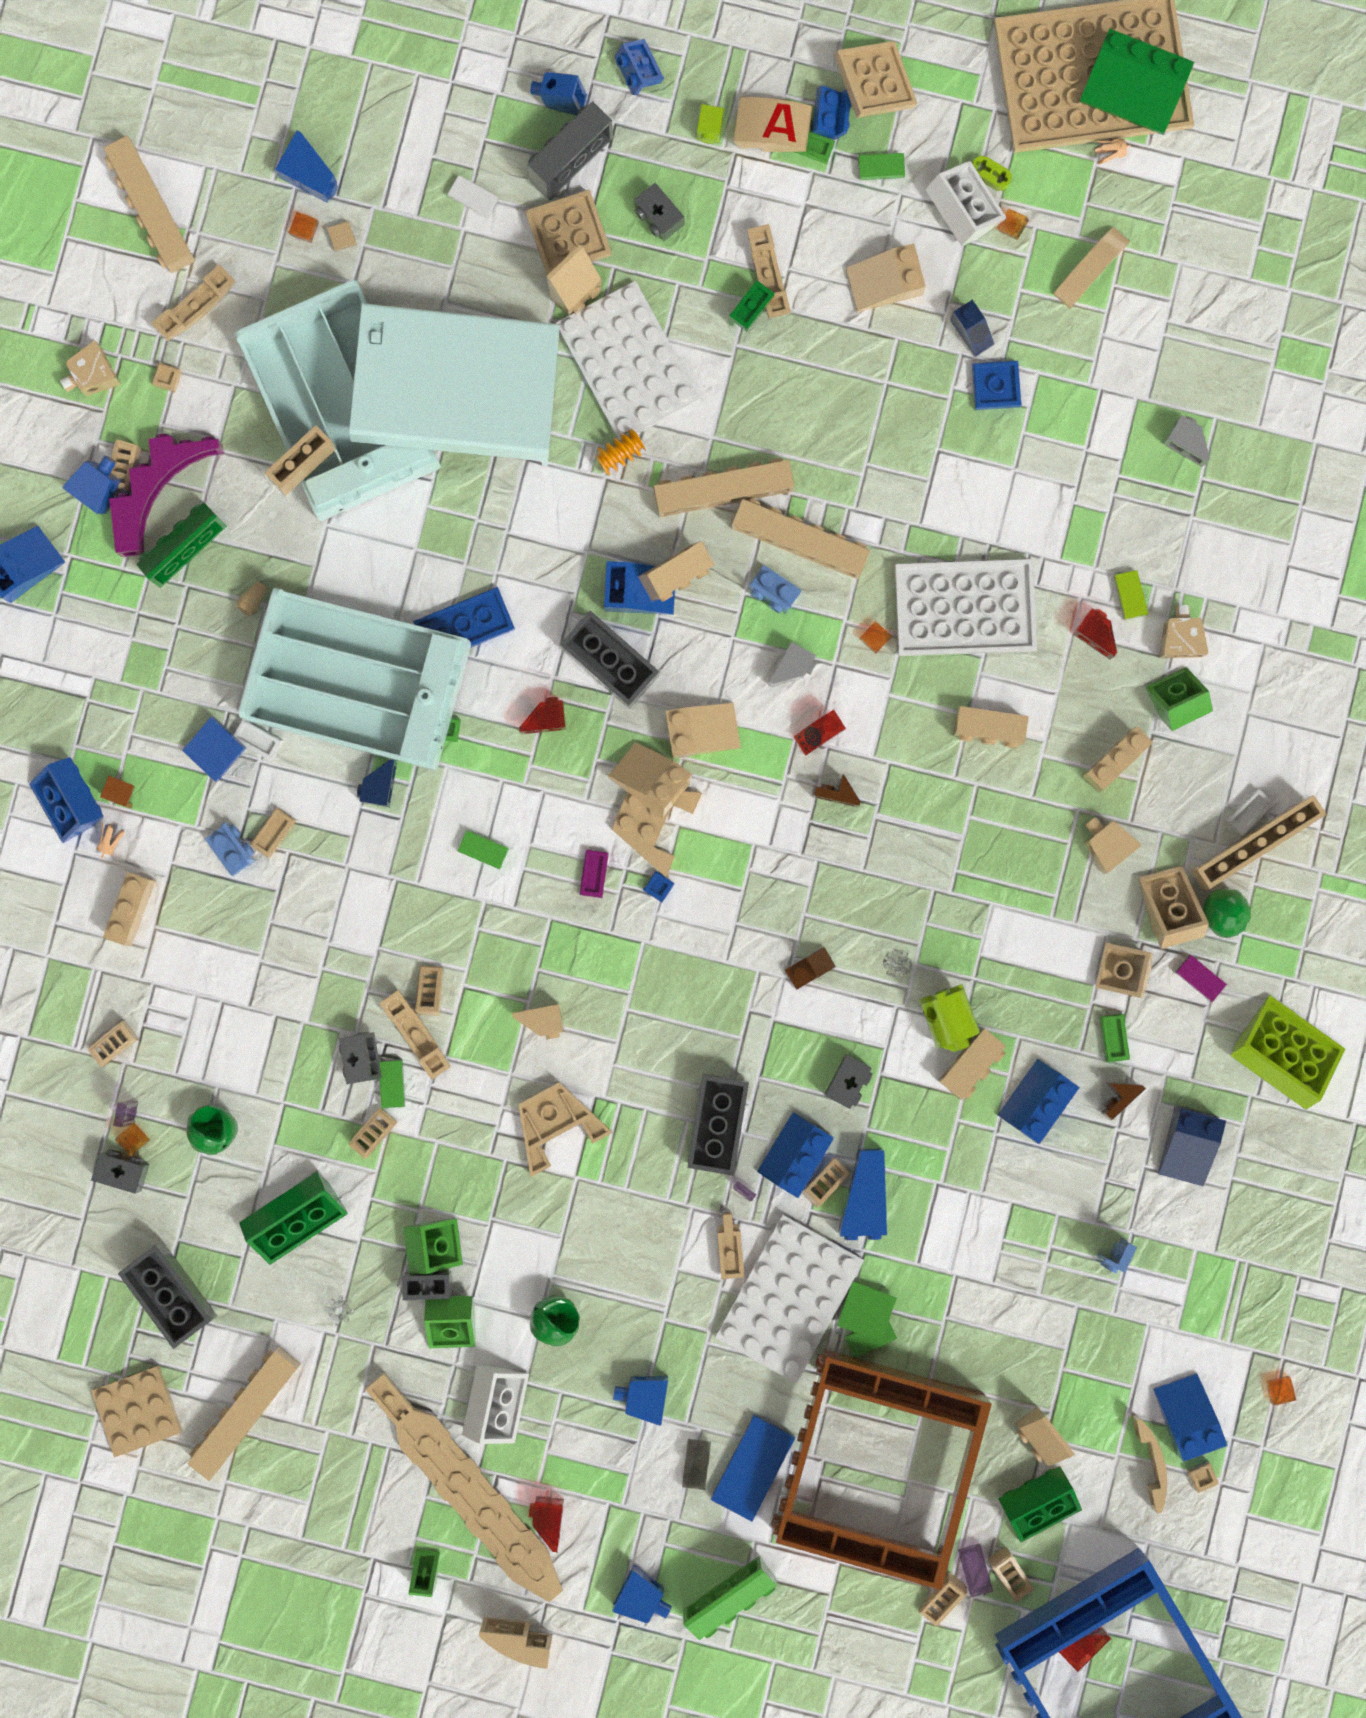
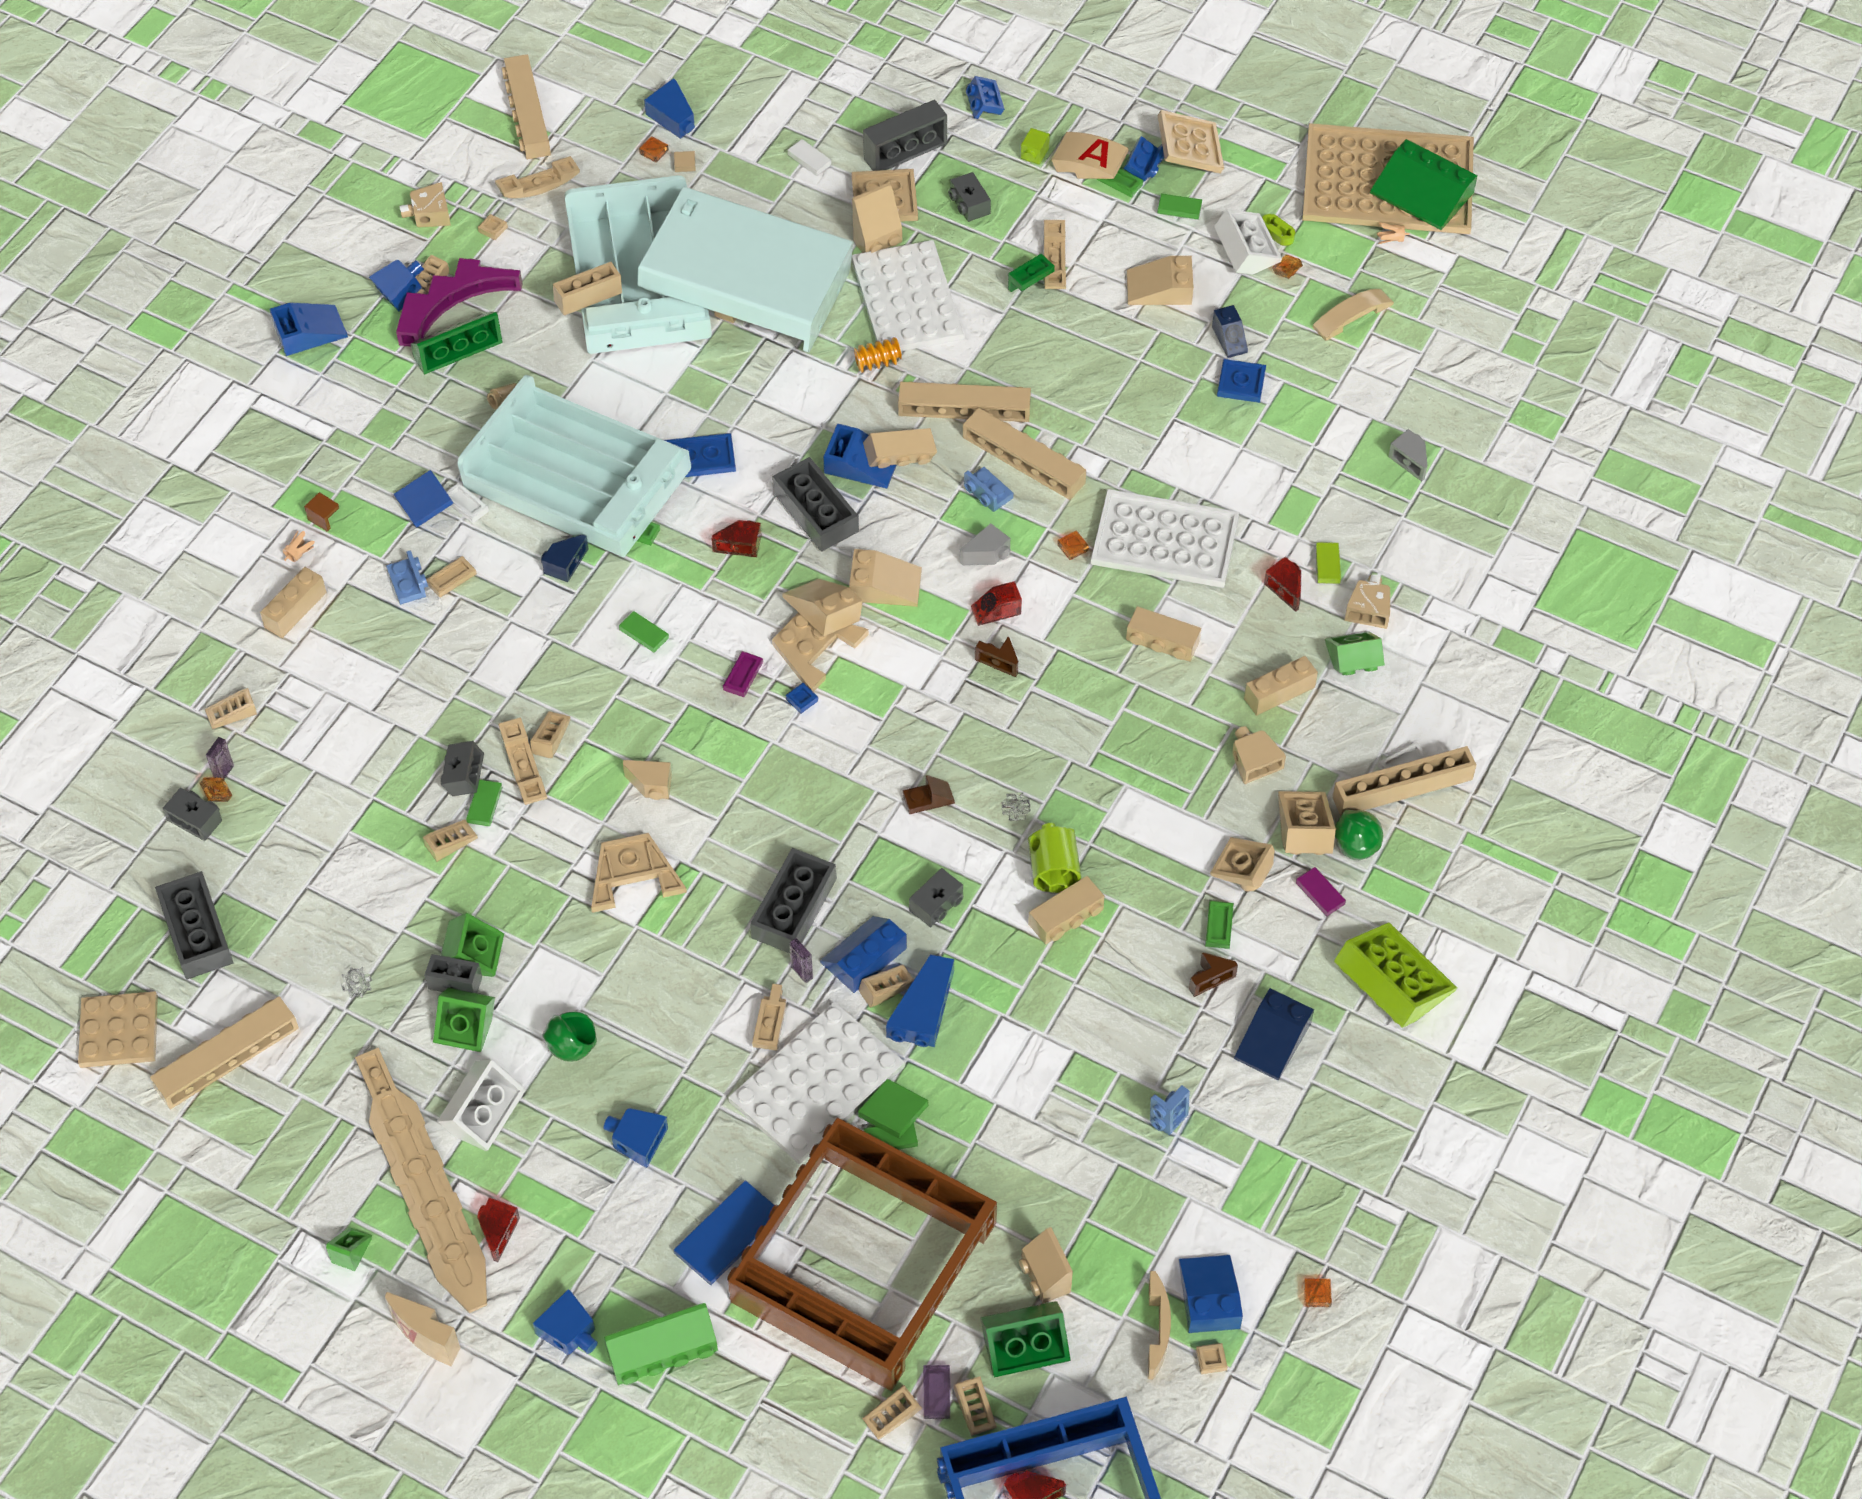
camera: 15 degrees right, 30 degrees down
(66, 799) = (271, 506): blue slope -> none
(211, 1129) = (296, 793): green piece -> none
(292, 1218) = (343, 892): green slope -> none
(560, 92) = (908, 94): blue torso -> none
(696, 1464) = (669, 1214): clear smoke slope -> none
(1038, 1101) = (1127, 961): blue slope -> none

